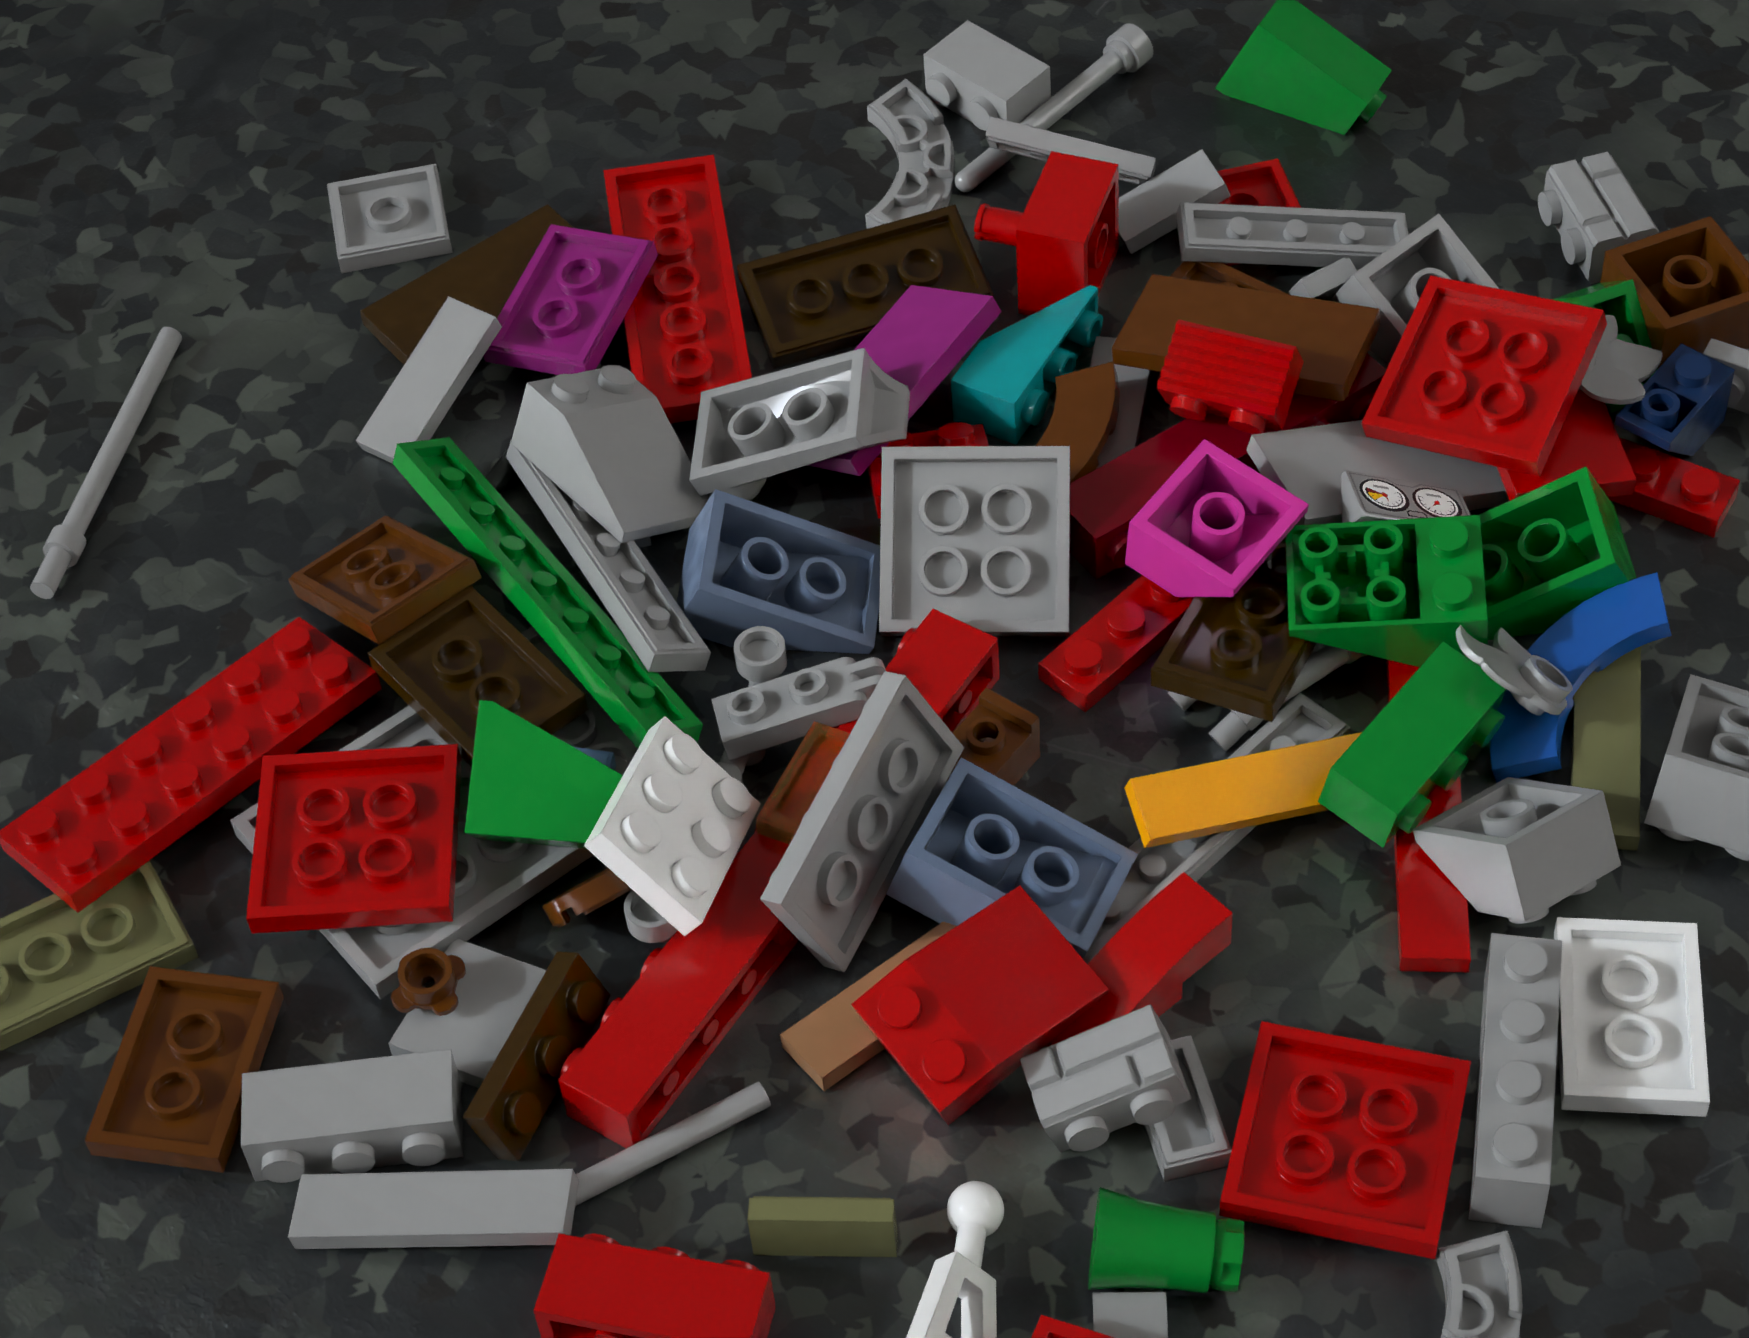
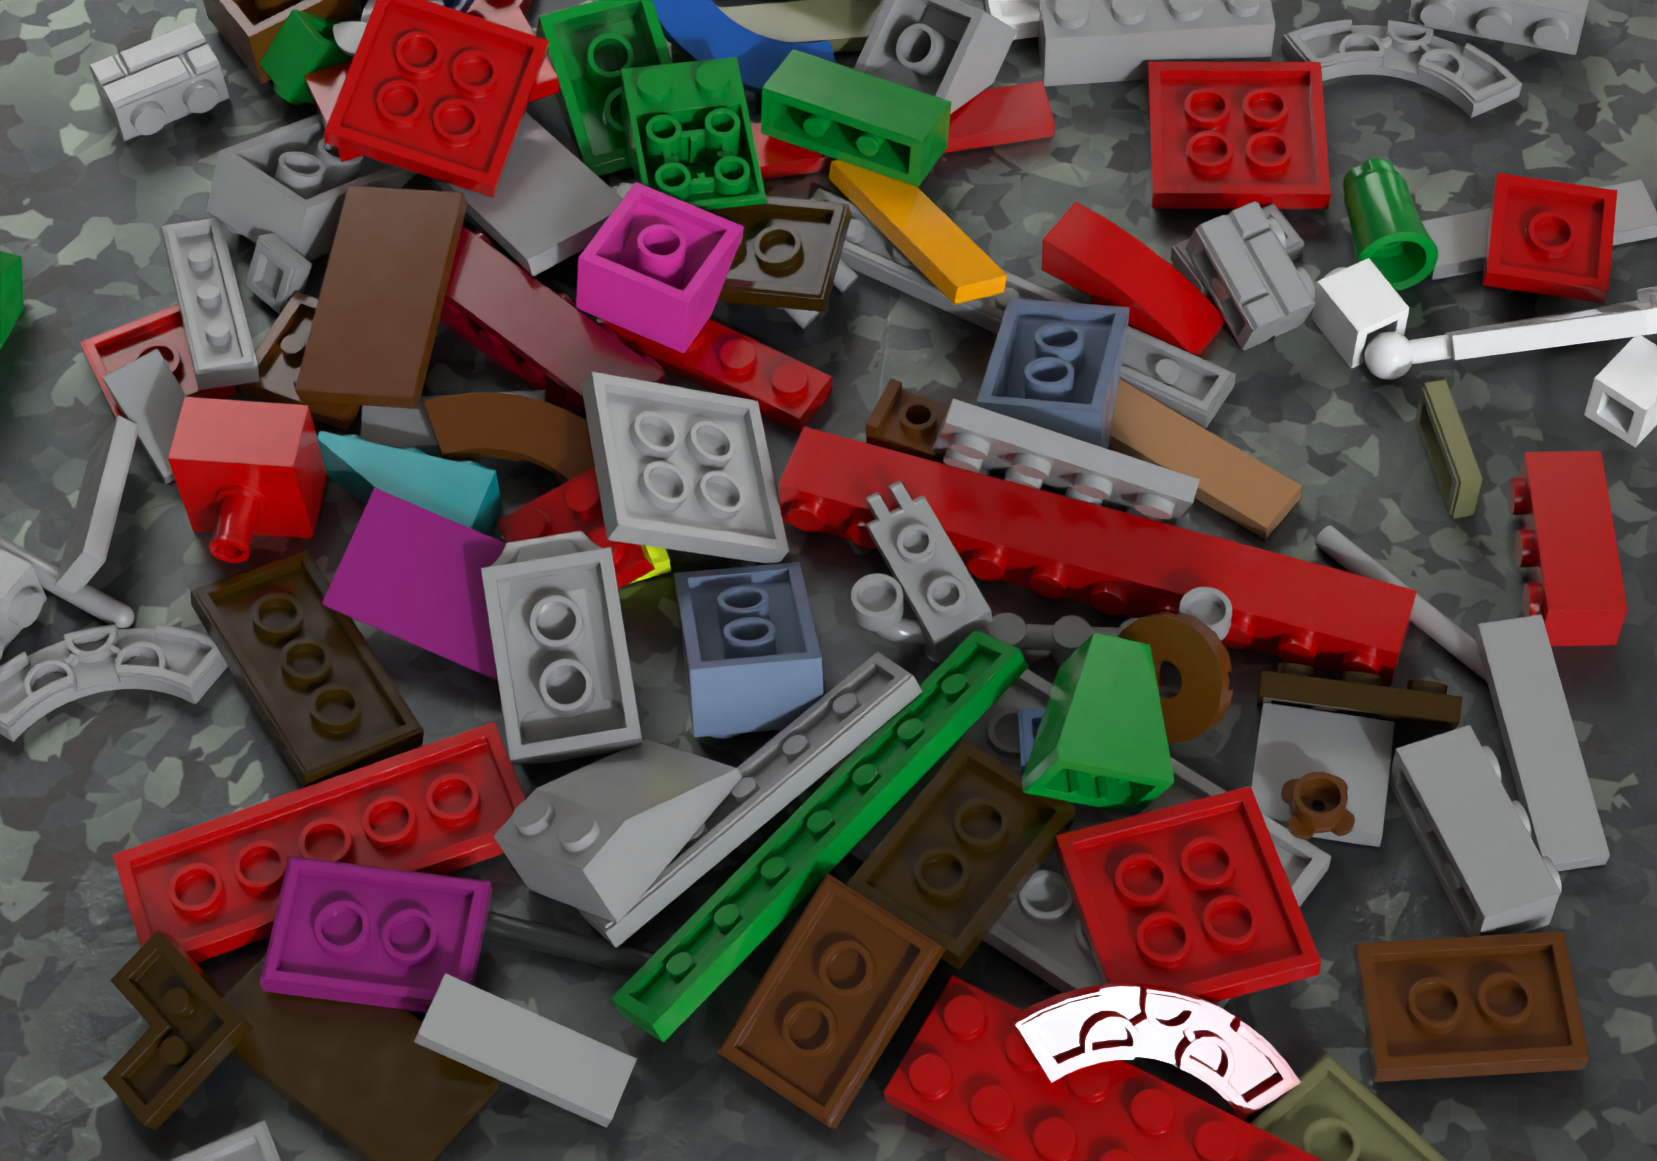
camera: 105 degrees left, 5 degrees up
(251, 751) = (1161, 1025): none -> tile
(530, 187) = (188, 1032): none -> dark brown plate
(673, 826) = (1121, 596): white plate -> none
(800, 782) = (1025, 522): clear orange tile -> none
(979, 1001) = (1219, 363): red slope -> none
(1041, 1189) = (1355, 307): none -> white brick
(1229, 377) = (469, 271): red brick -> none
(1385, 498) = (596, 146): slope -> none
(1528, 677) = (772, 46): light grey plate -> none

